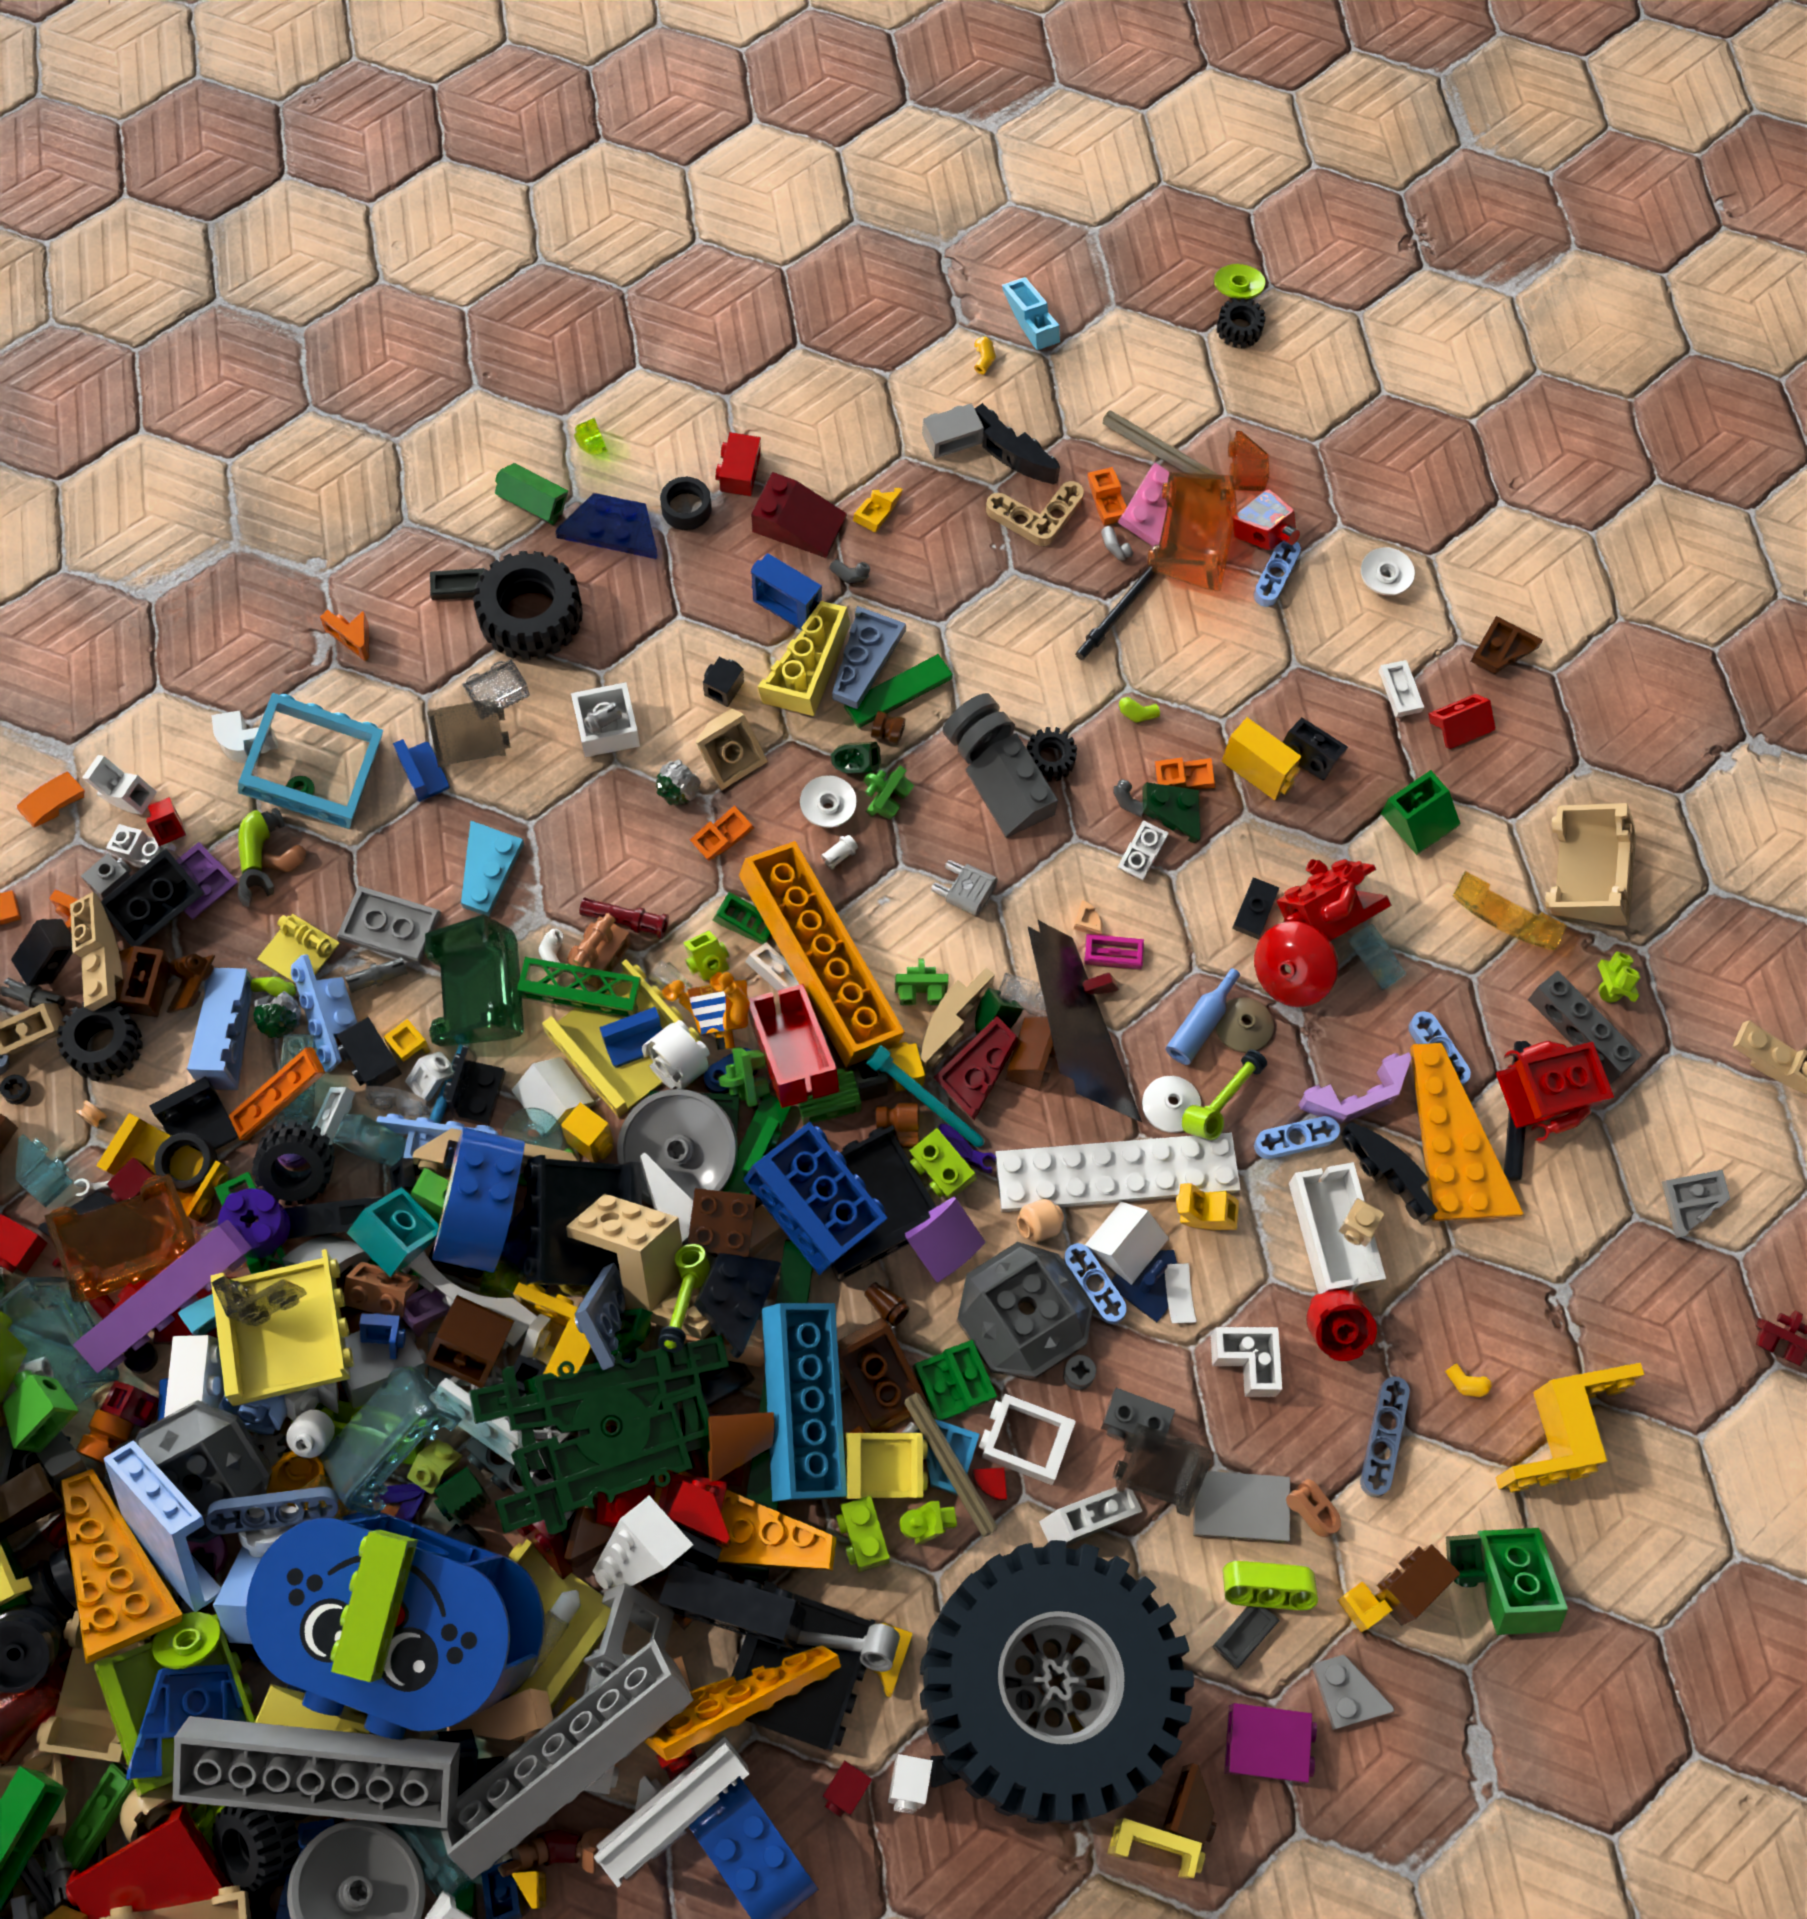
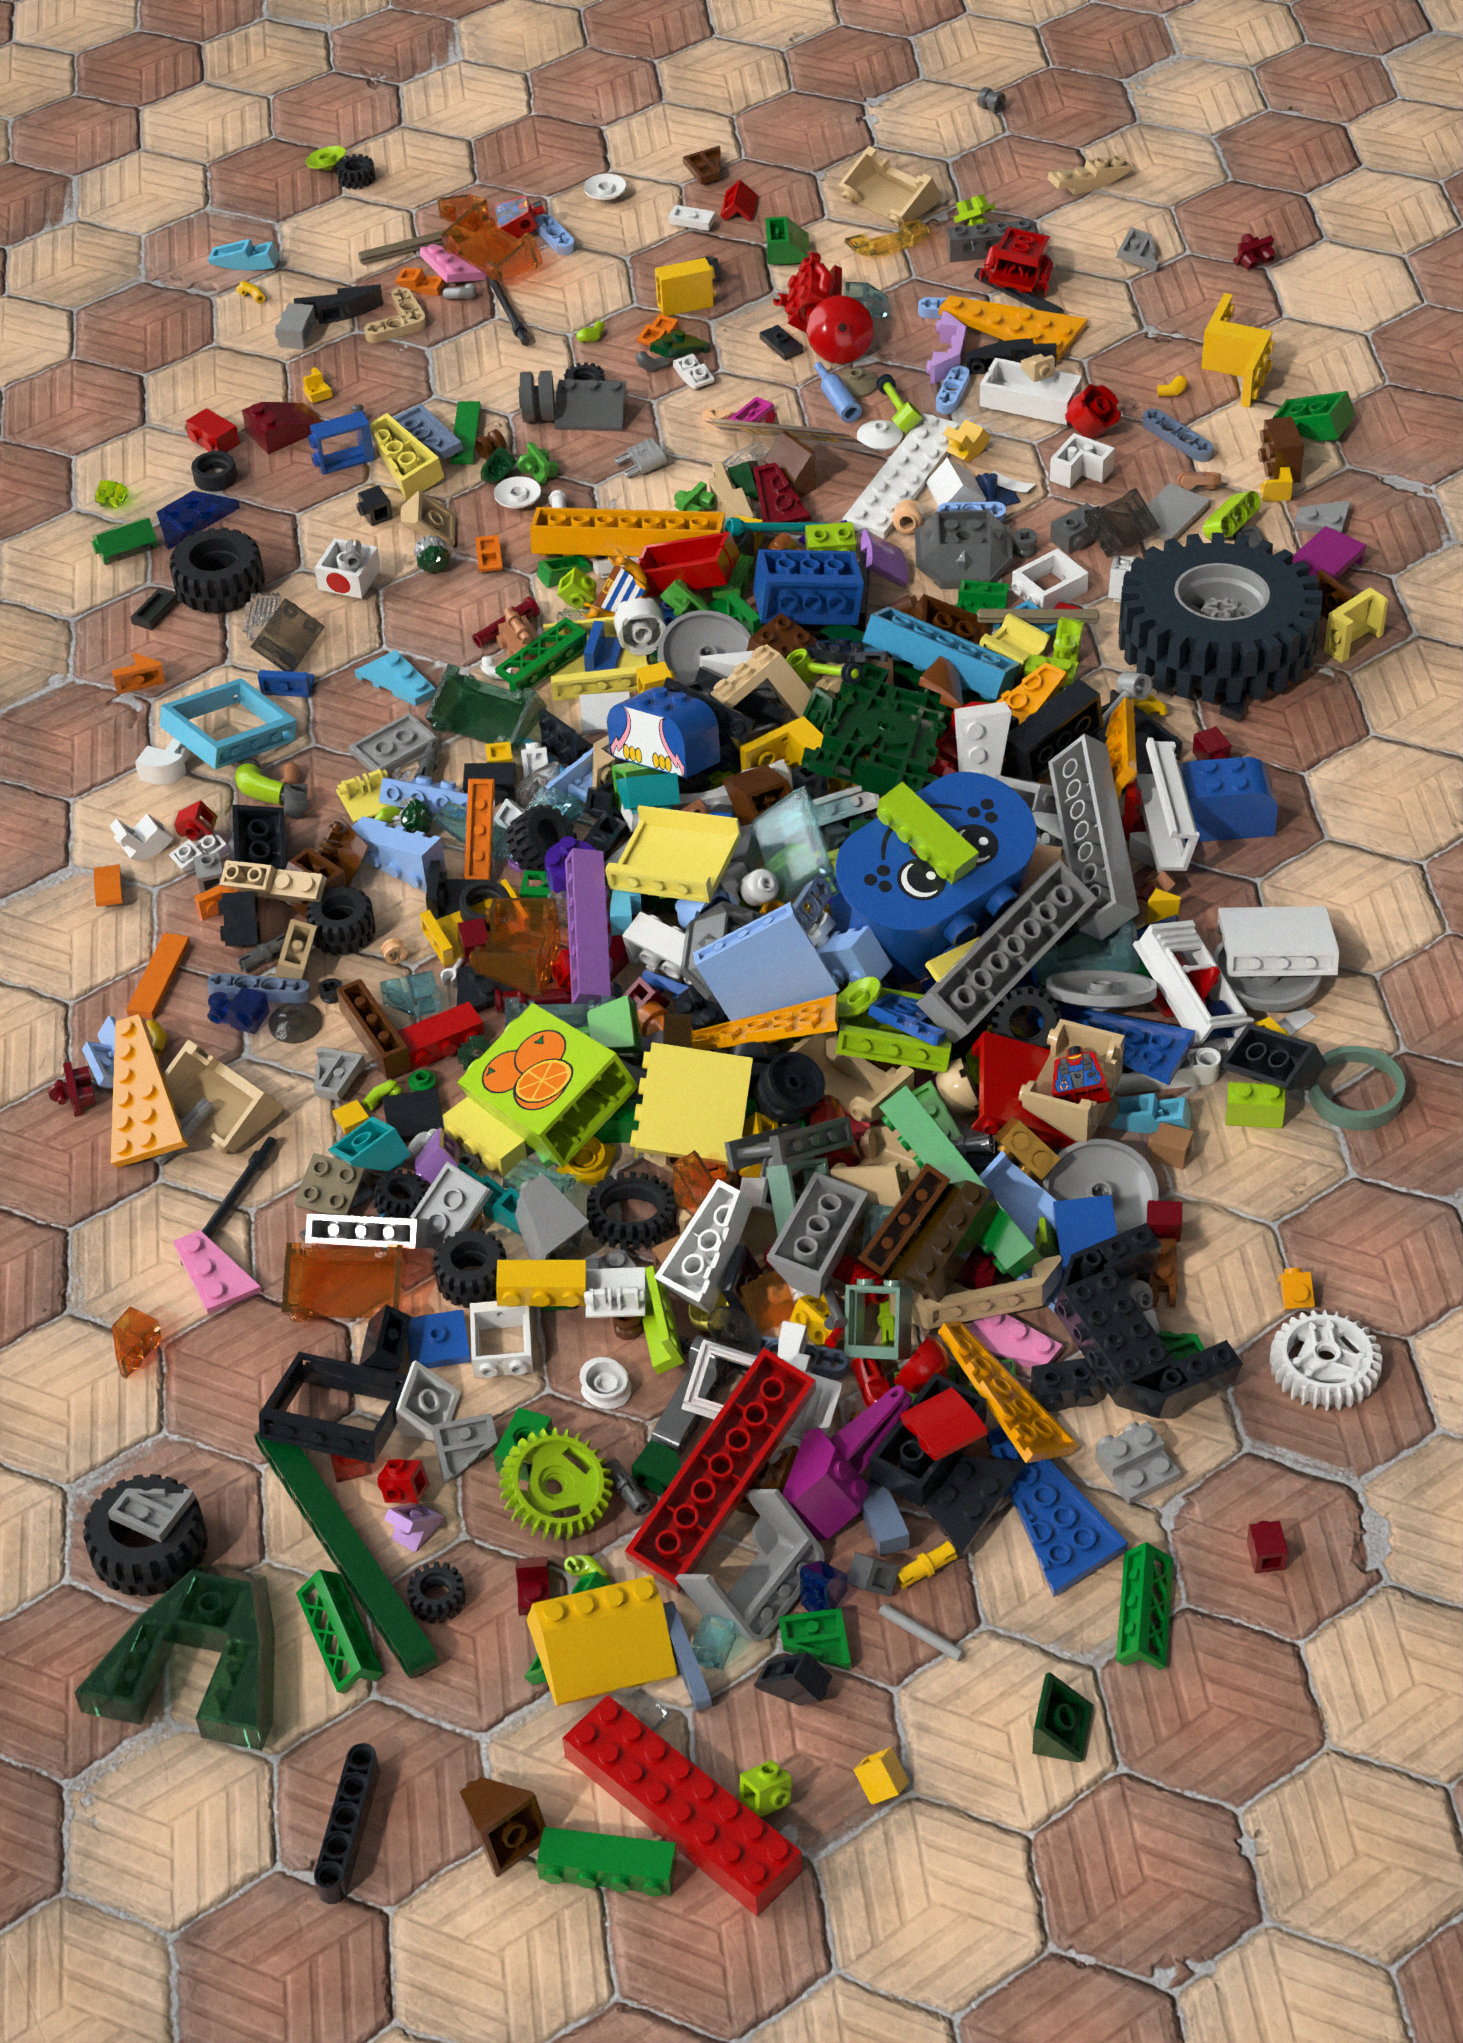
camera: 50 degrees left, 20 degrees down
(255, 1309) = (646, 849): clear smoke bracket -> none
(600, 1314) = (803, 699): sand blue wing -> none
(909, 1783) = (1234, 694): white brick -> none

